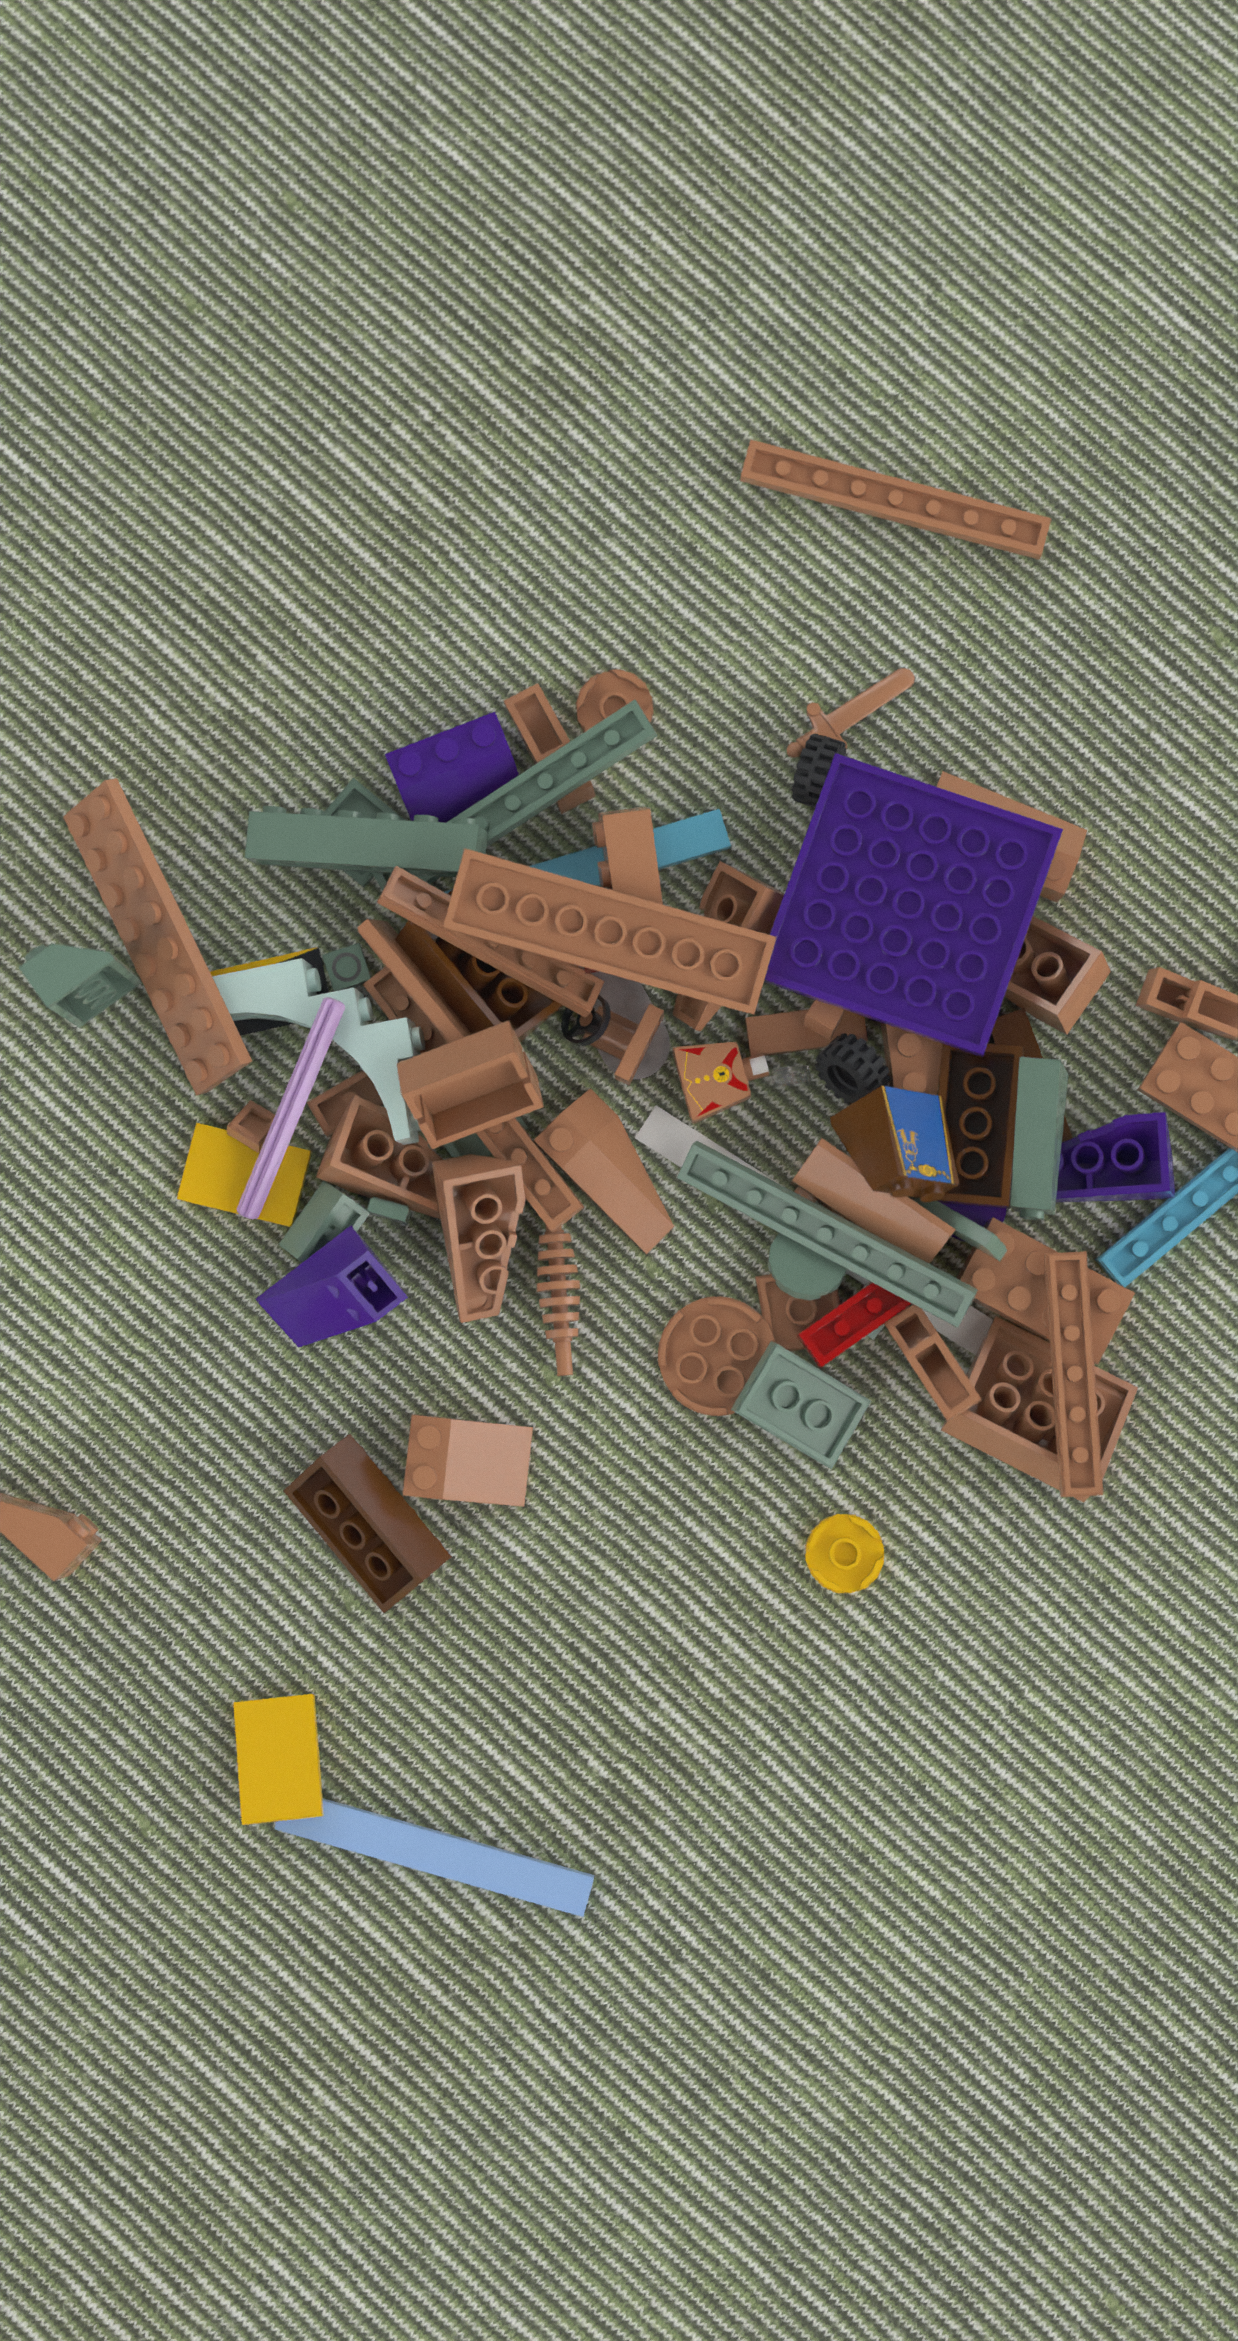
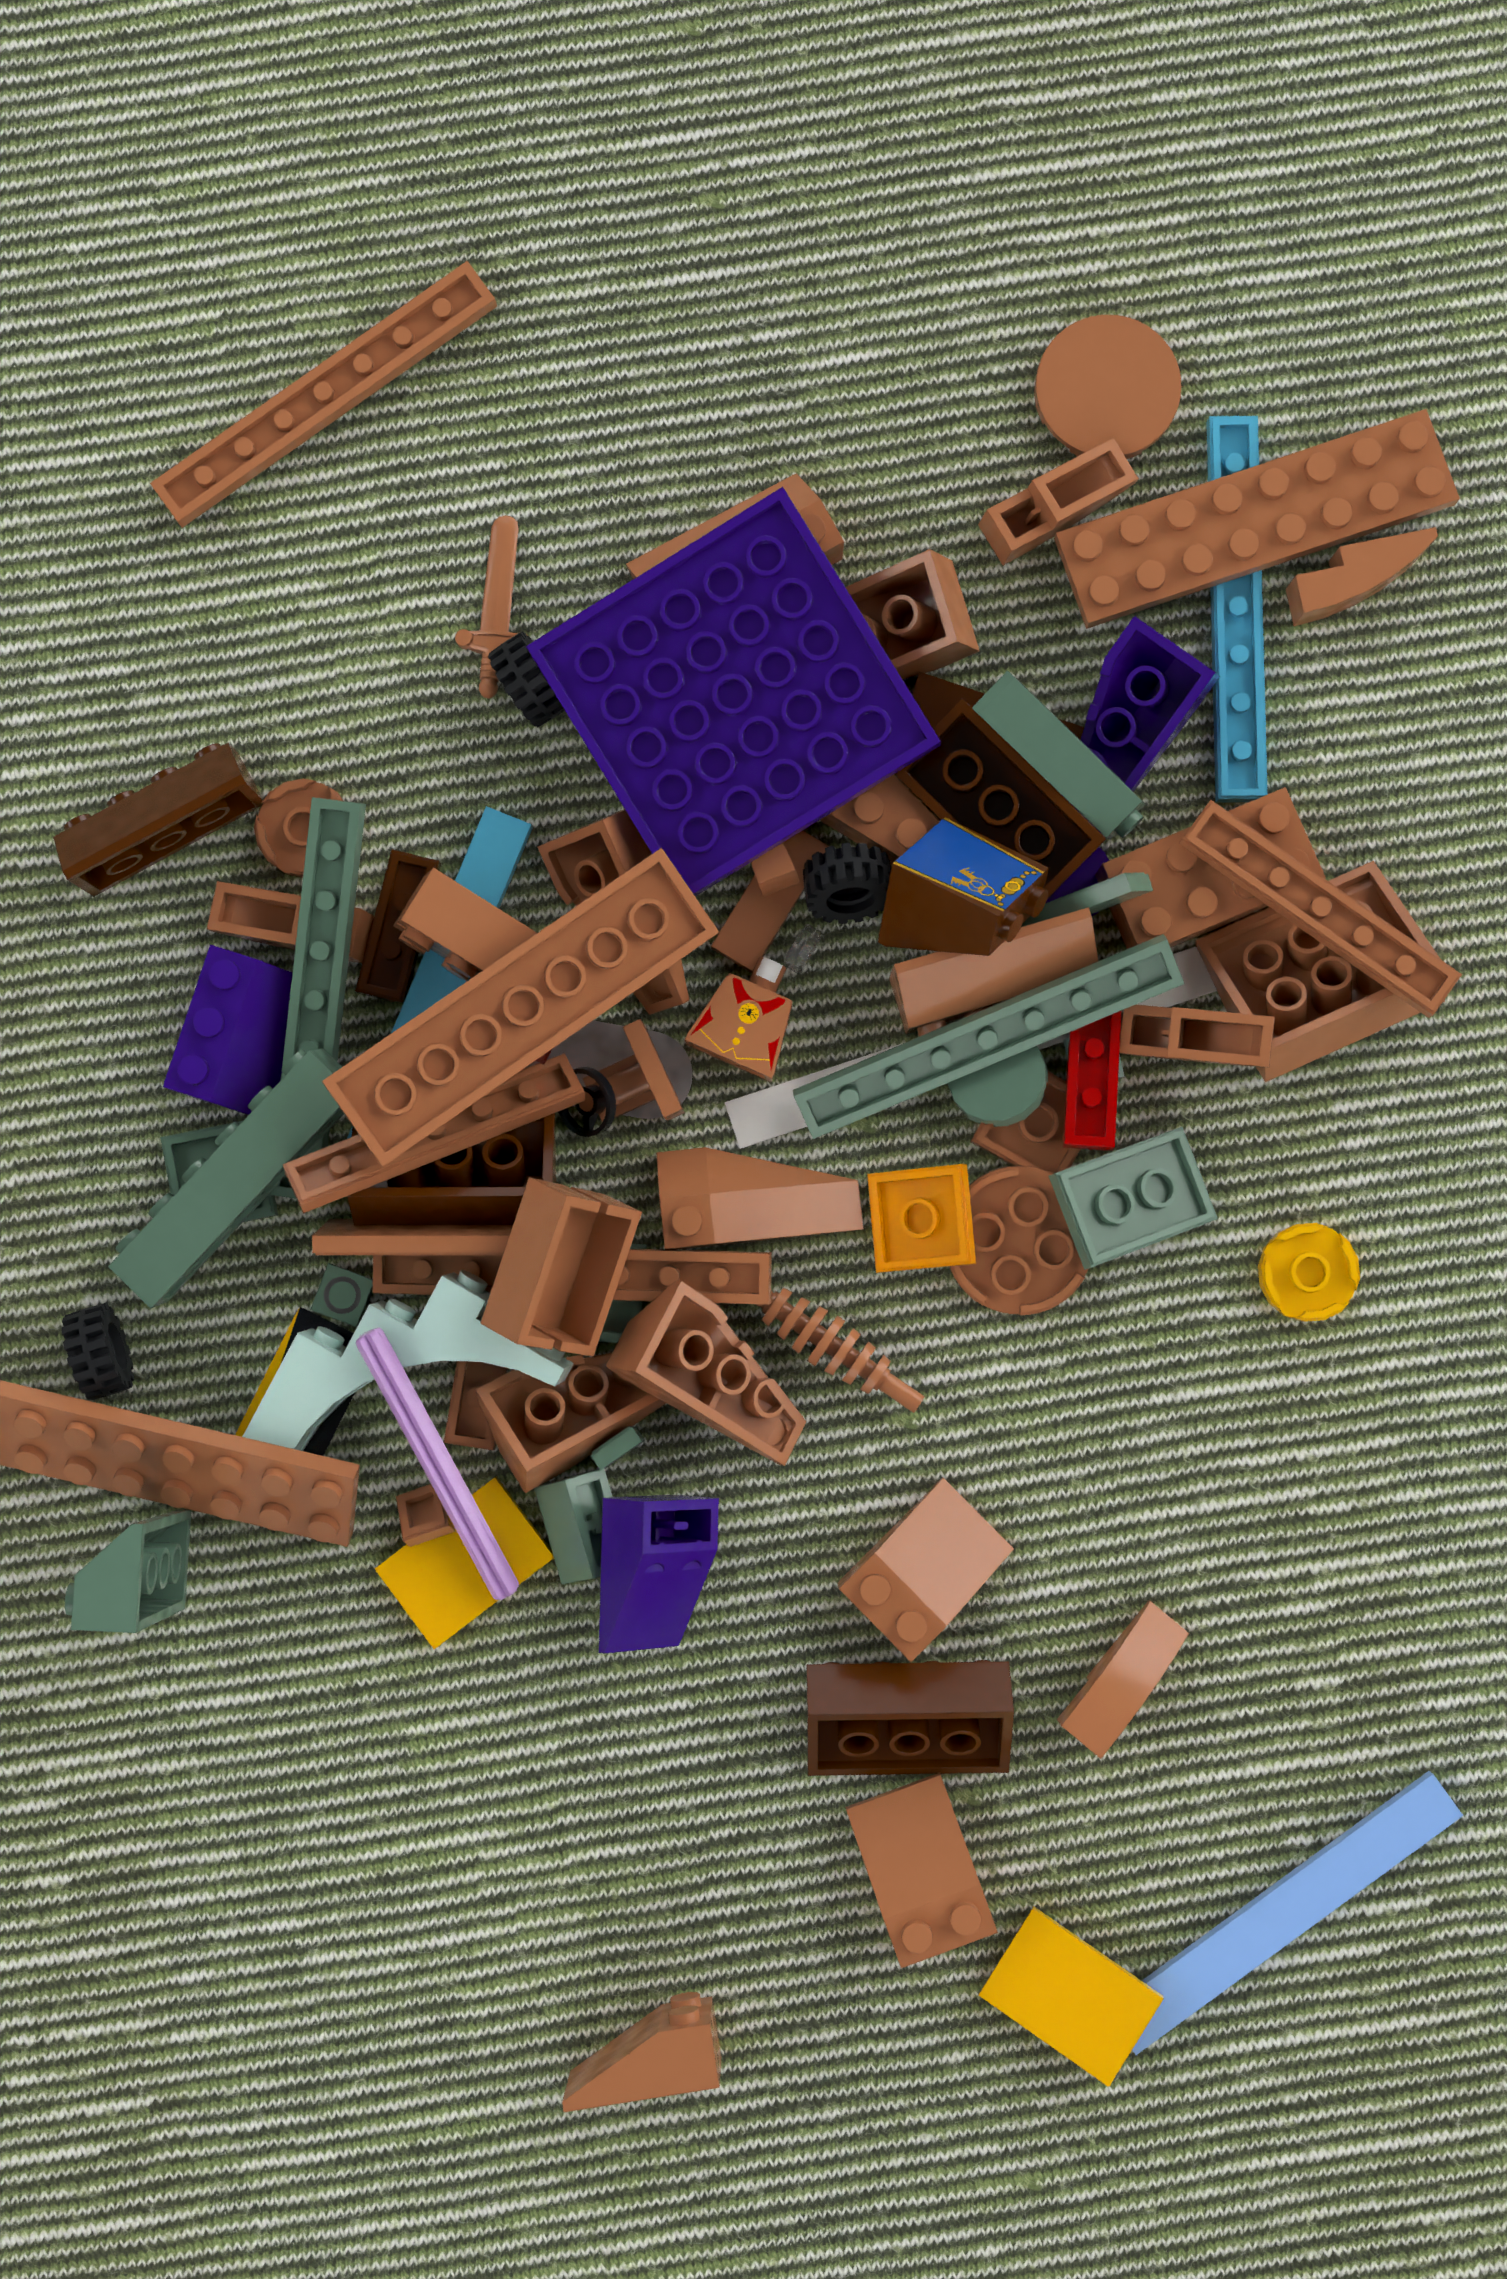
camera: 50 degrees left, 0 degrees up
(192, 847) = (97, 1351): none -> black tyre
(281, 1604) = (921, 1870): none -> nougat slope
(498, 1637) = (1123, 1679): none -> nougat slope
(545, 615) = (156, 820): none -> reddish brown slope
(573, 827) = (387, 960): none -> reddish brown tile
(681, 1284) = (921, 1218): none -> light orange tile

